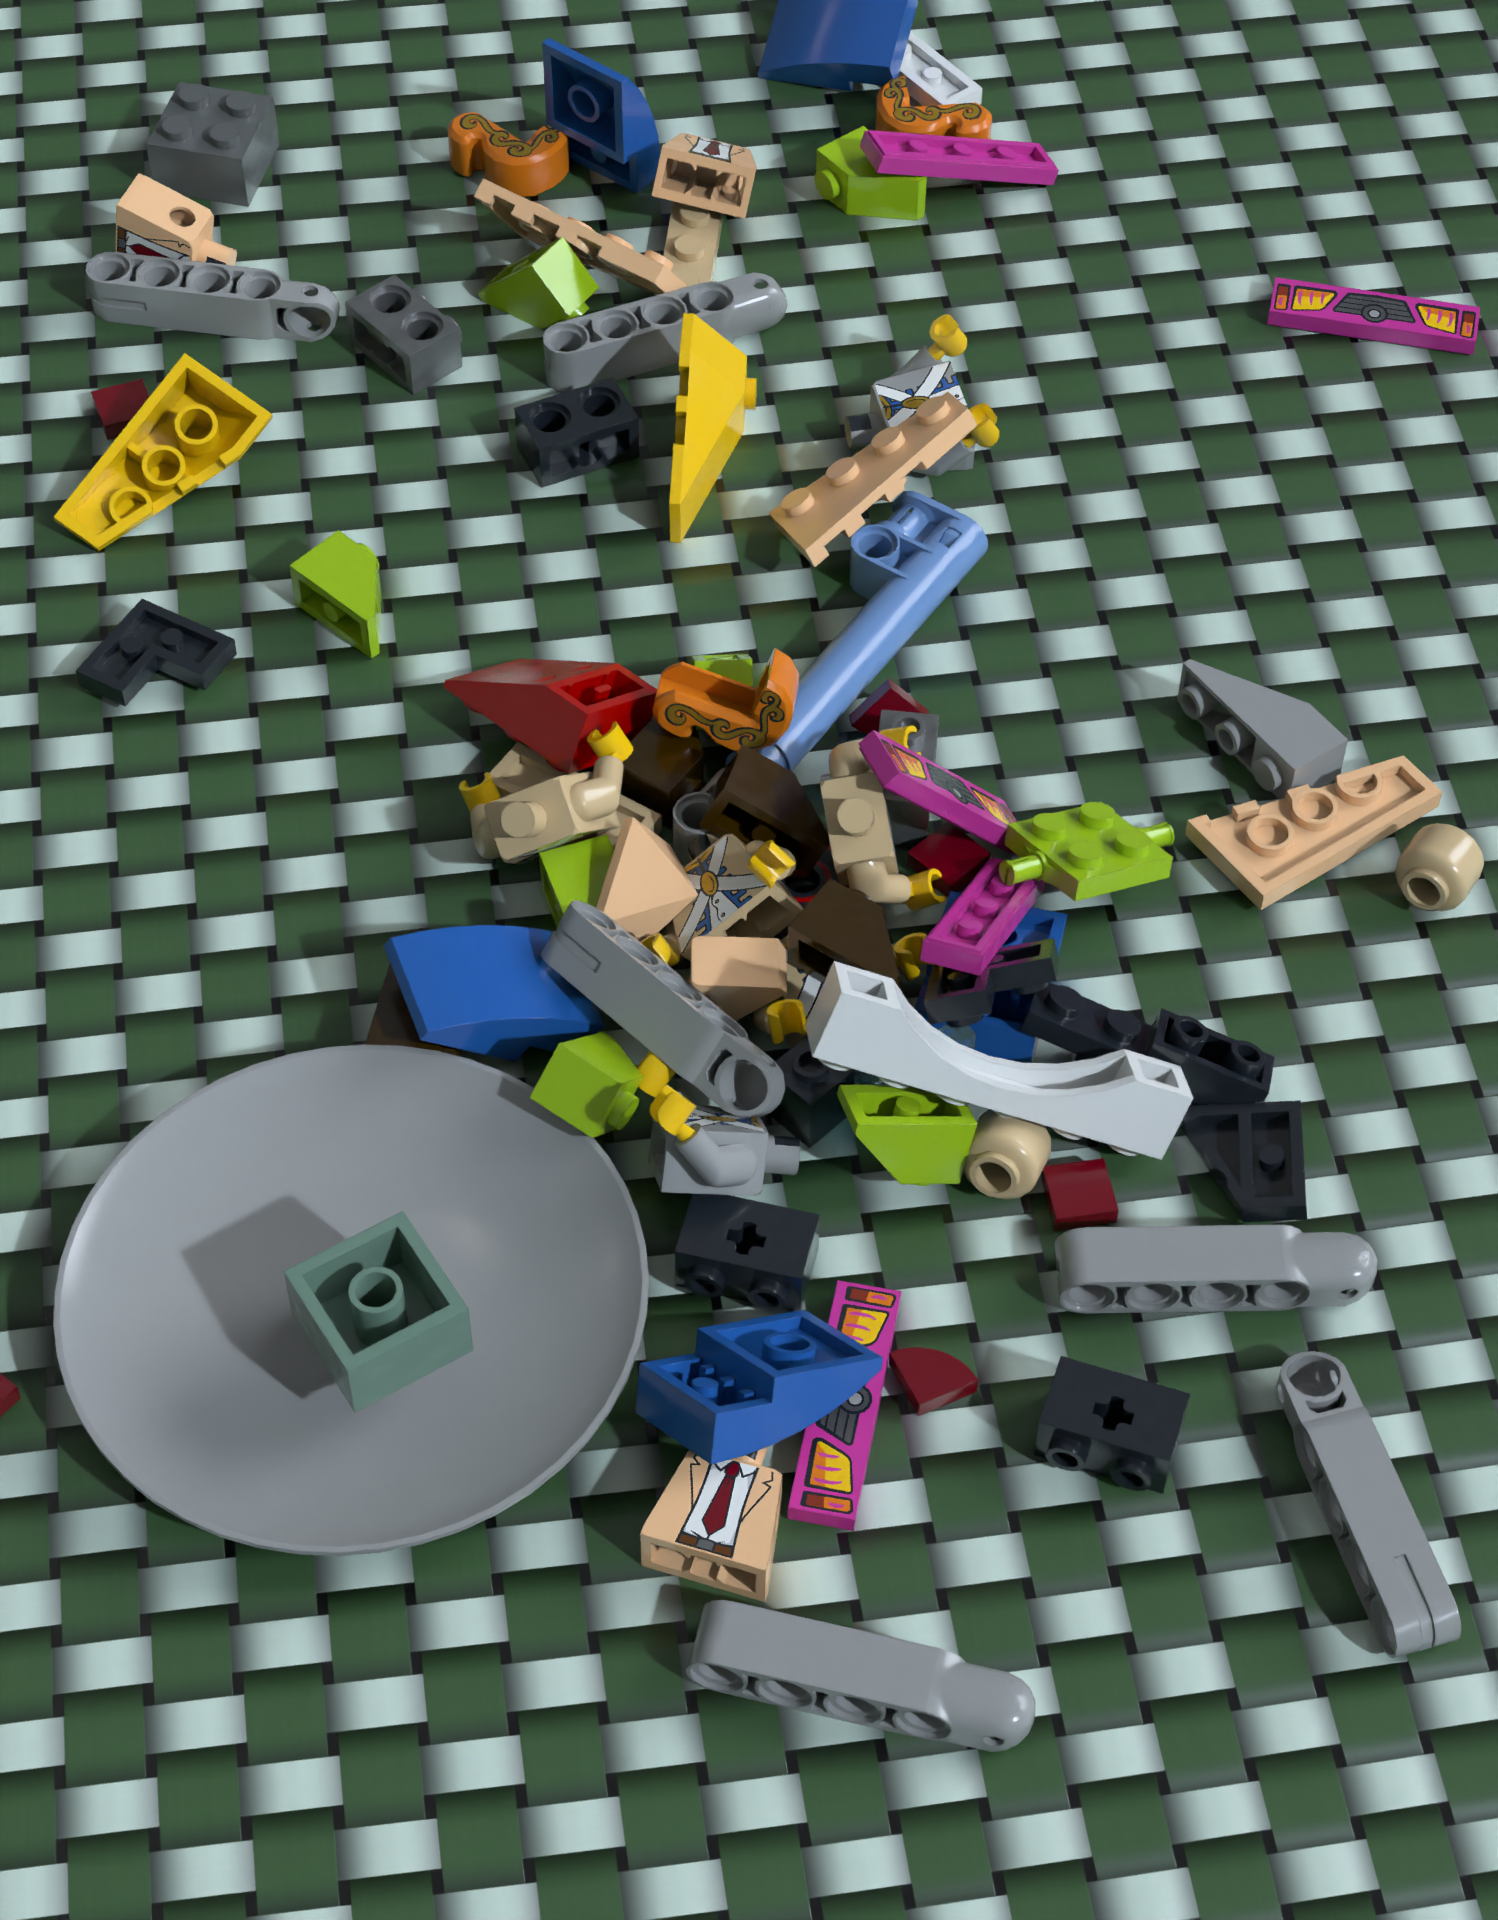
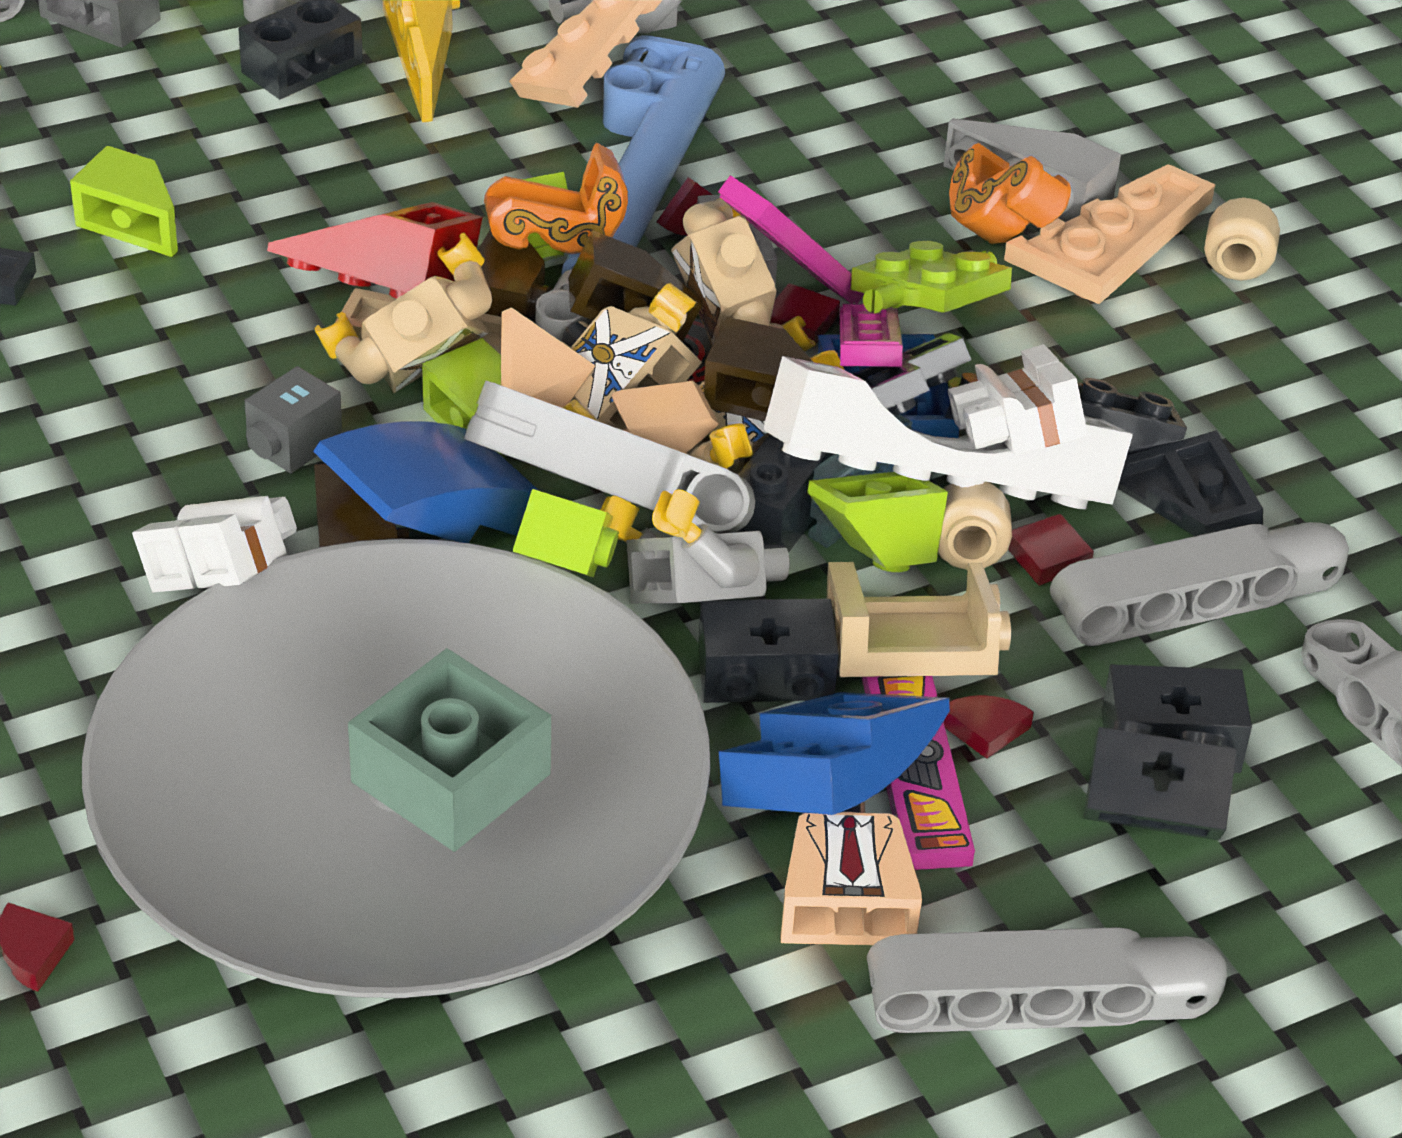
camera: 20 degrees left, 10 degrees down
(278, 1018) = (215, 543): none -> white hips
(404, 884) = (291, 418): none -> dark grey brick
(893, 1262) = (917, 631): none -> tan panel
(1016, 1495) = (1188, 807): none -> black brick
(1078, 1047) = (1023, 407): none -> white hips
(1194, 764) = (1003, 199): none -> orange animal

